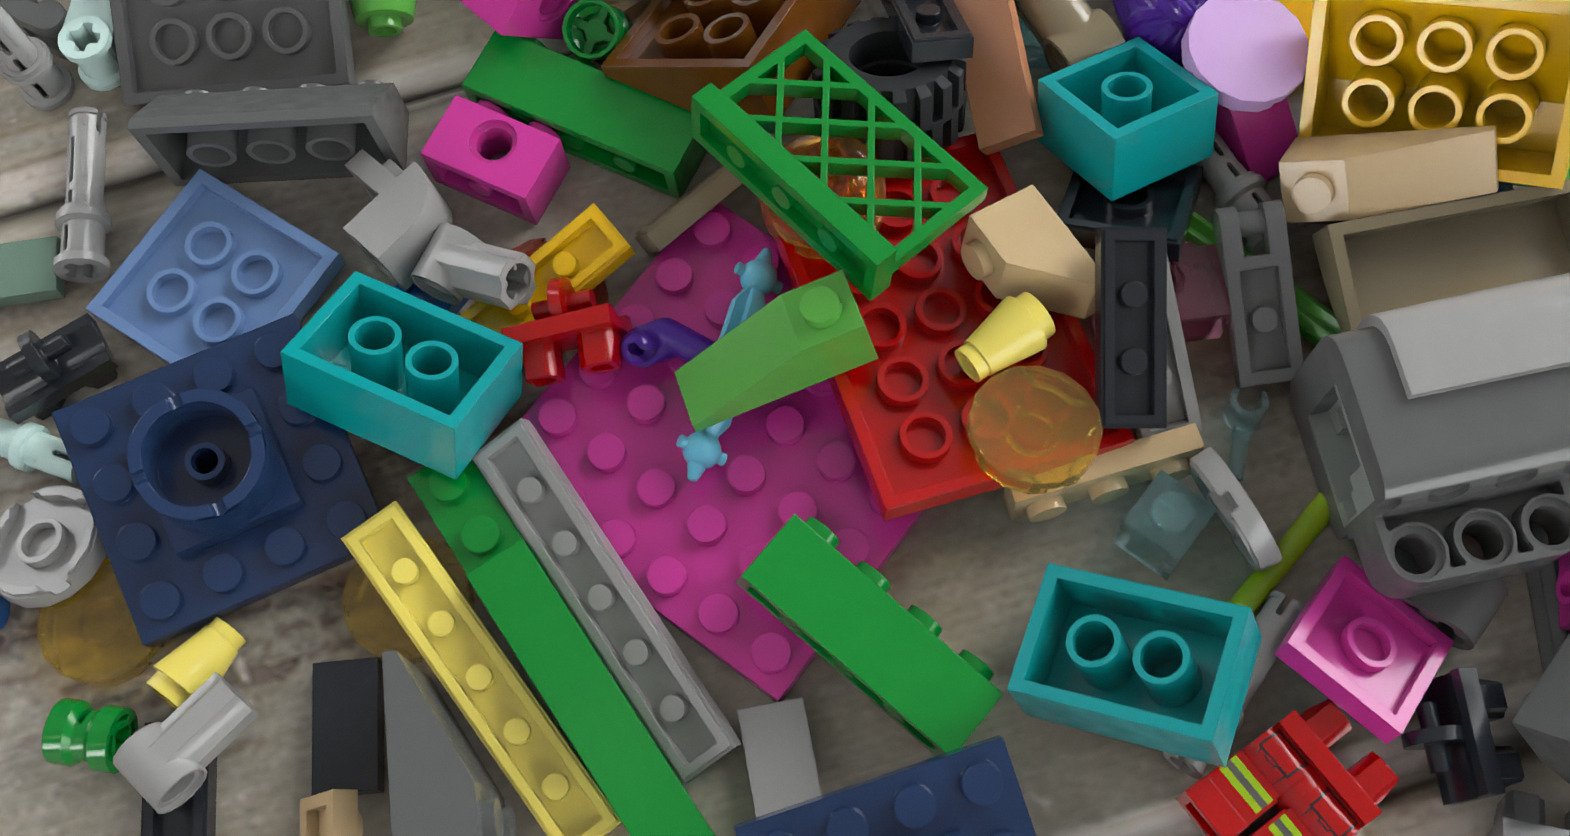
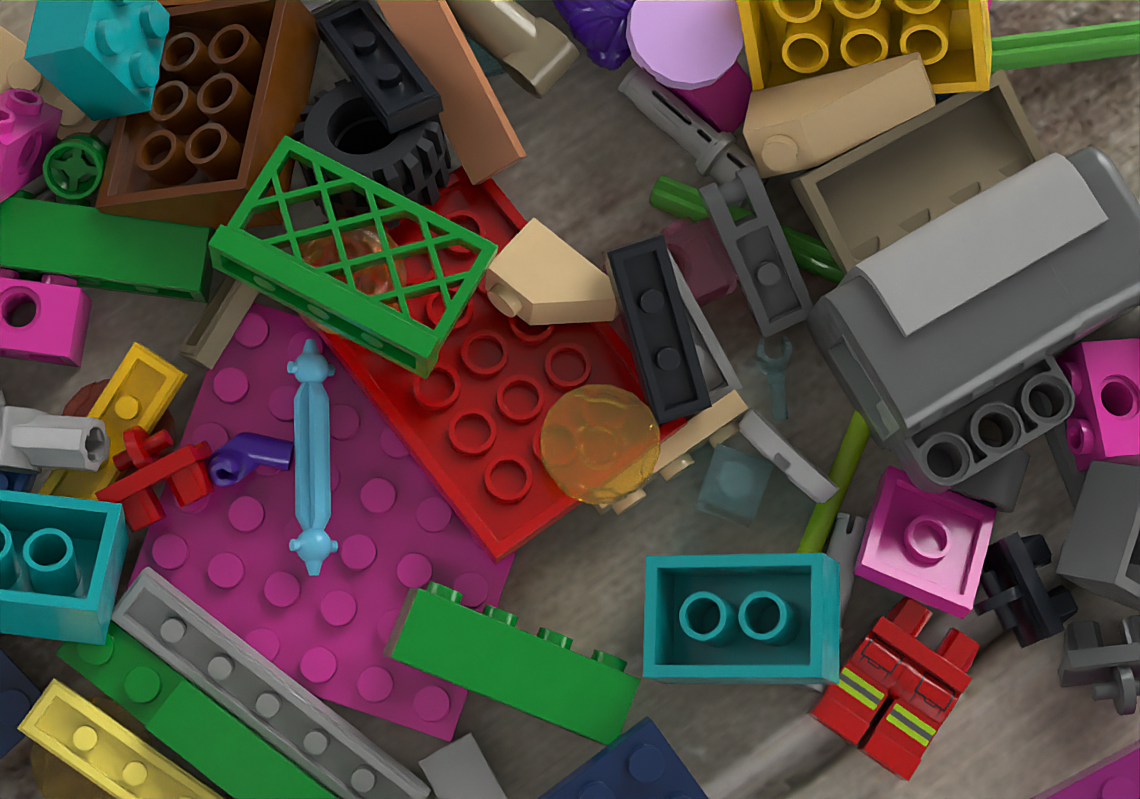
camera: 30 degrees left, 10 degrees up
(777, 352) = (355, 446): bright green slope -> none
(1006, 336) = (551, 367): light yellow cone -> none
(1127, 117) = (596, 120): teal brick -> none
(1160, 204) = (620, 195): black tile -> none

